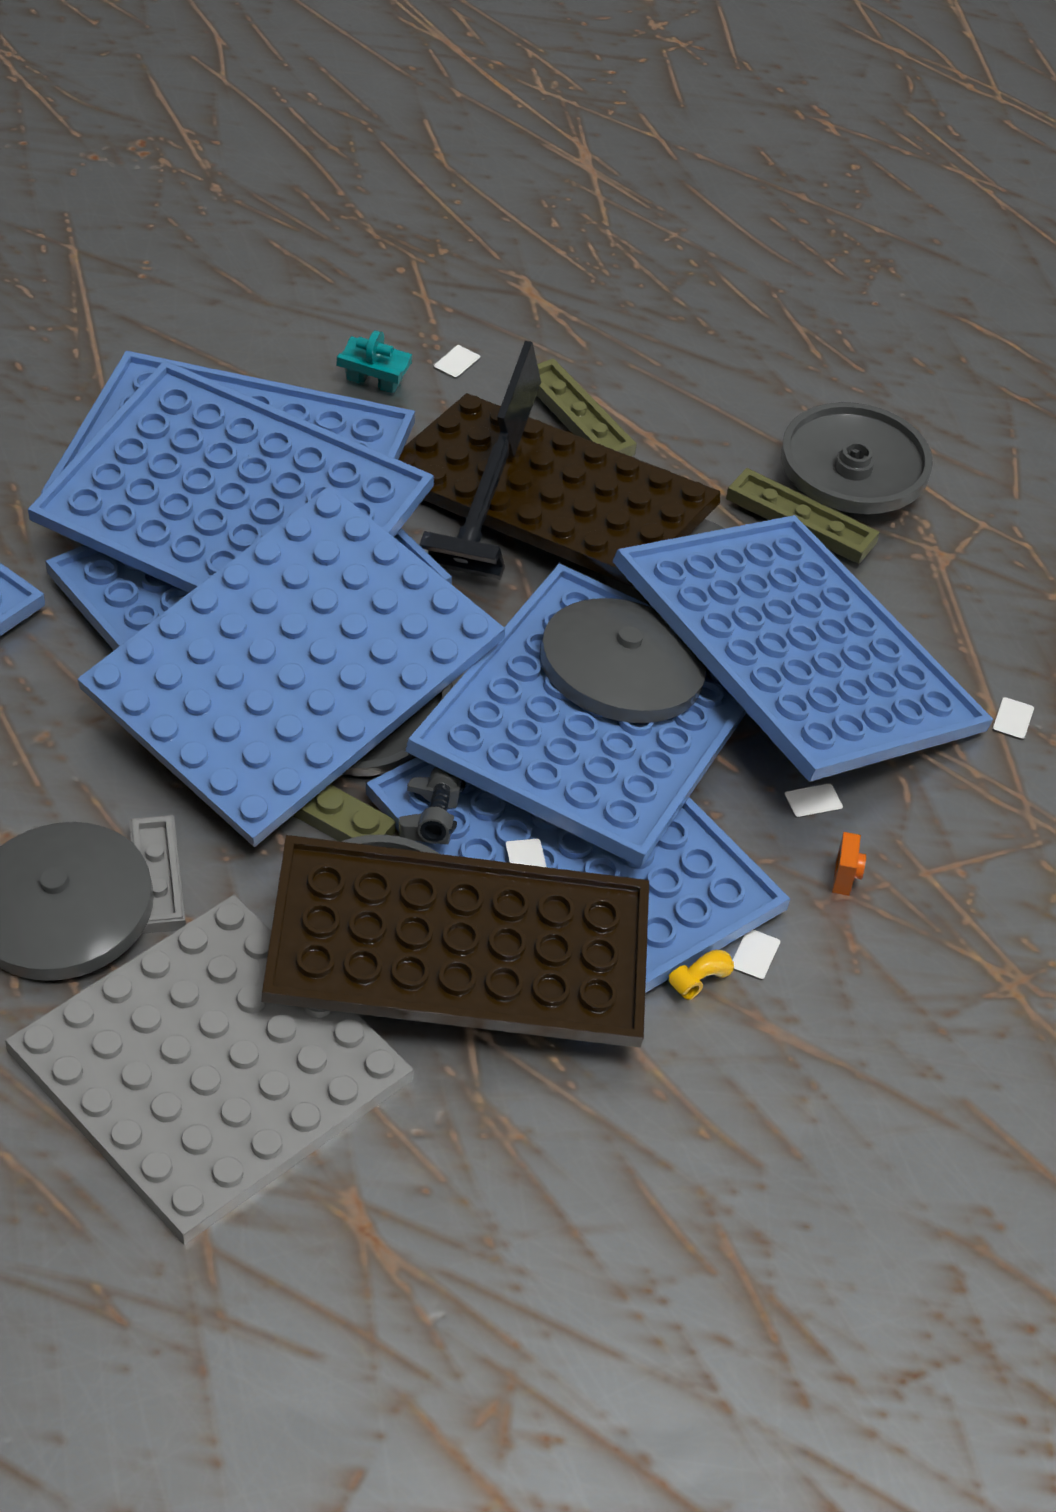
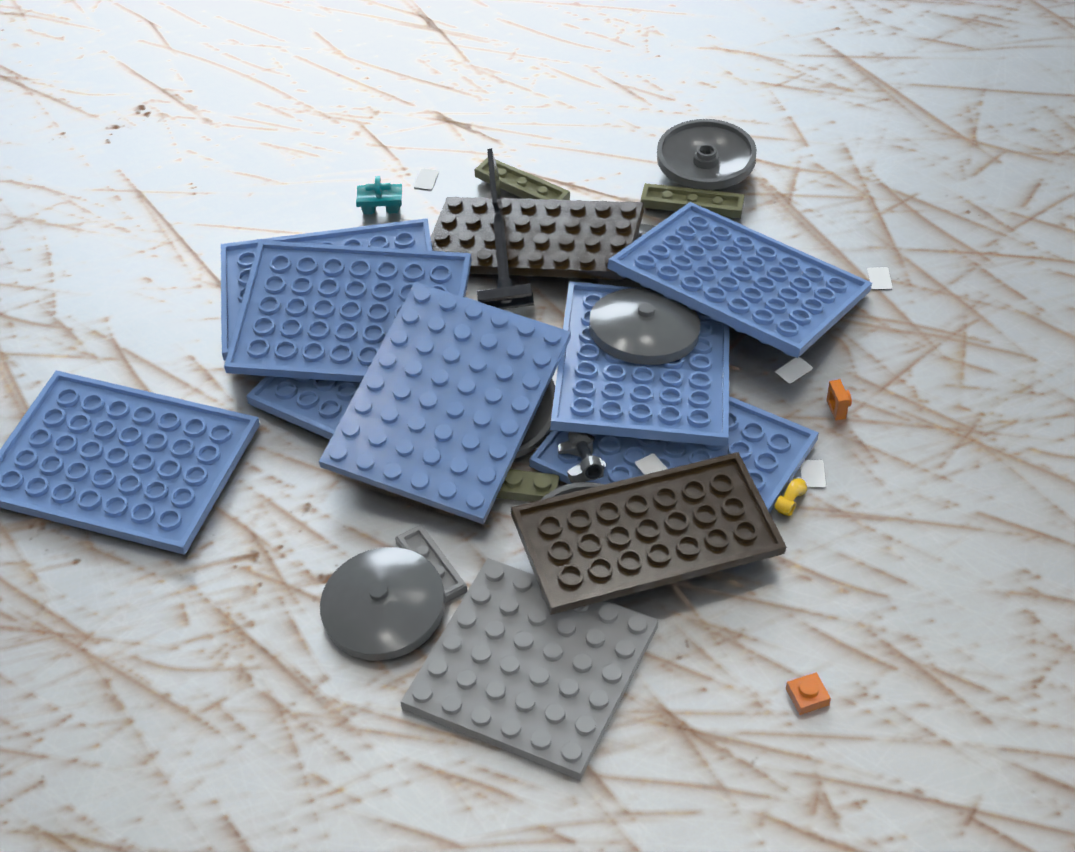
camera: 15 degrees left, 0 degrees up
(565, 1256) = (808, 693): none -> orange plate

